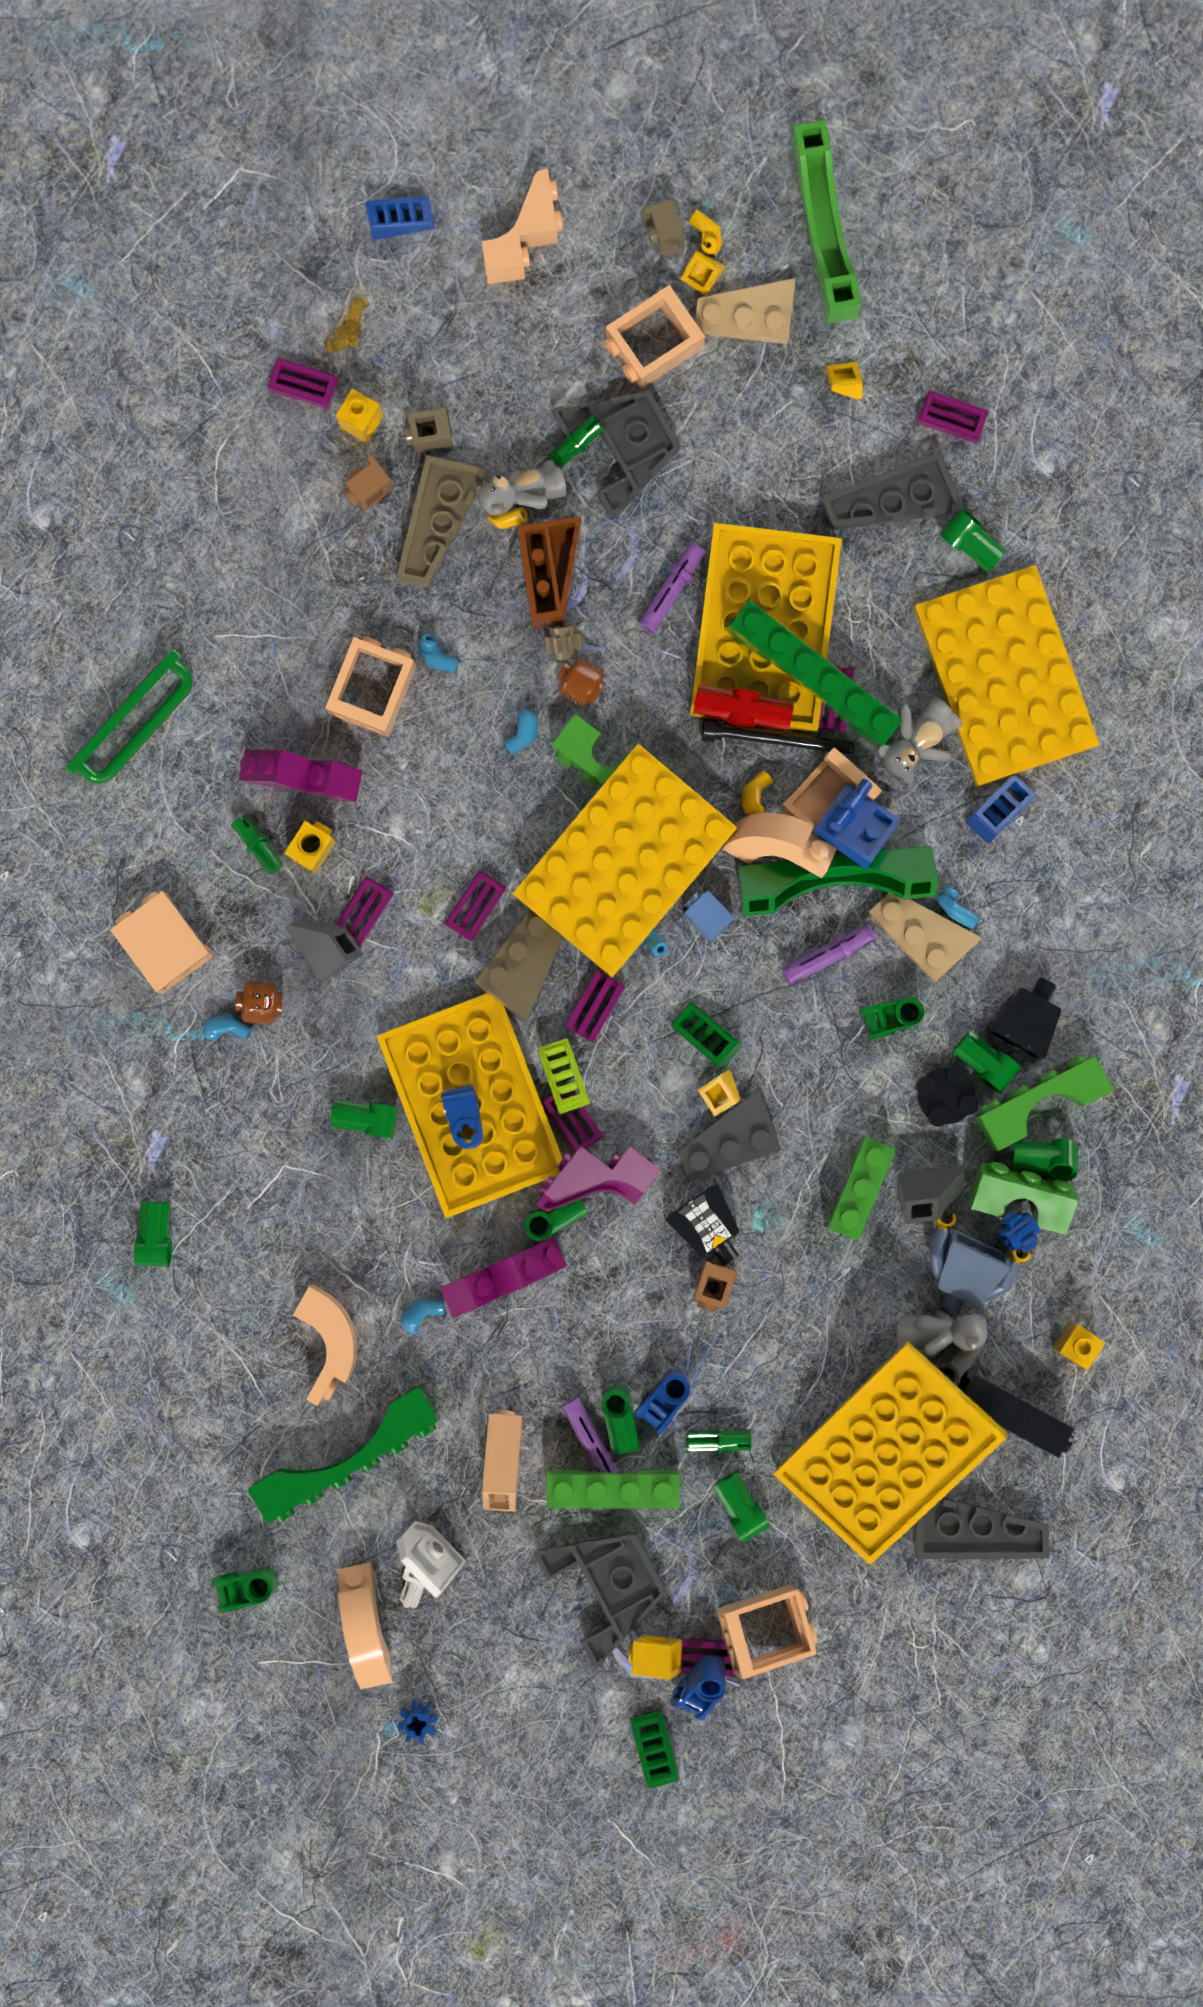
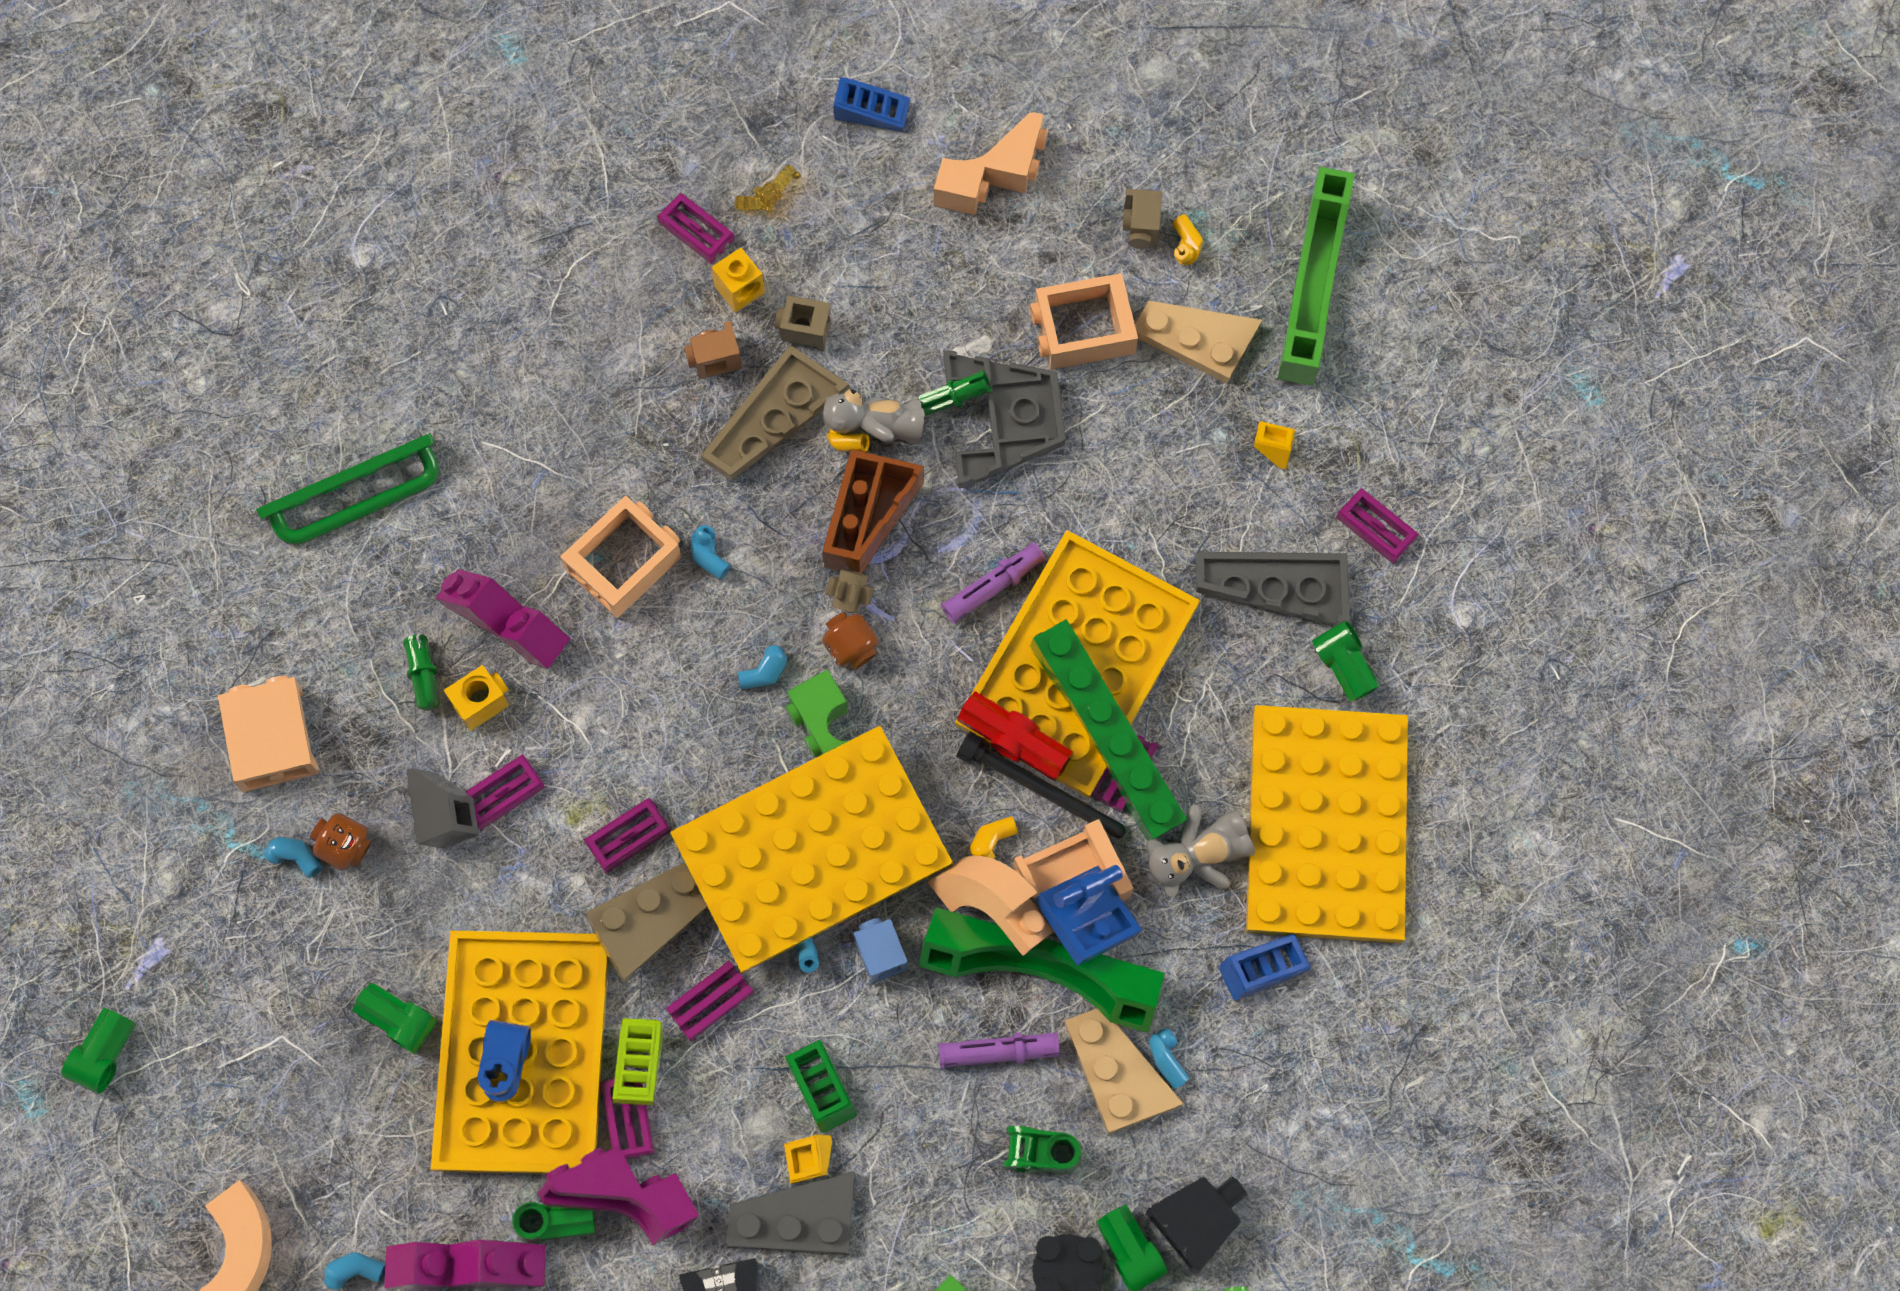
camera: 20 degrees right, 15 degrees down
(702, 272) = (1165, 278): yellow slope -> none

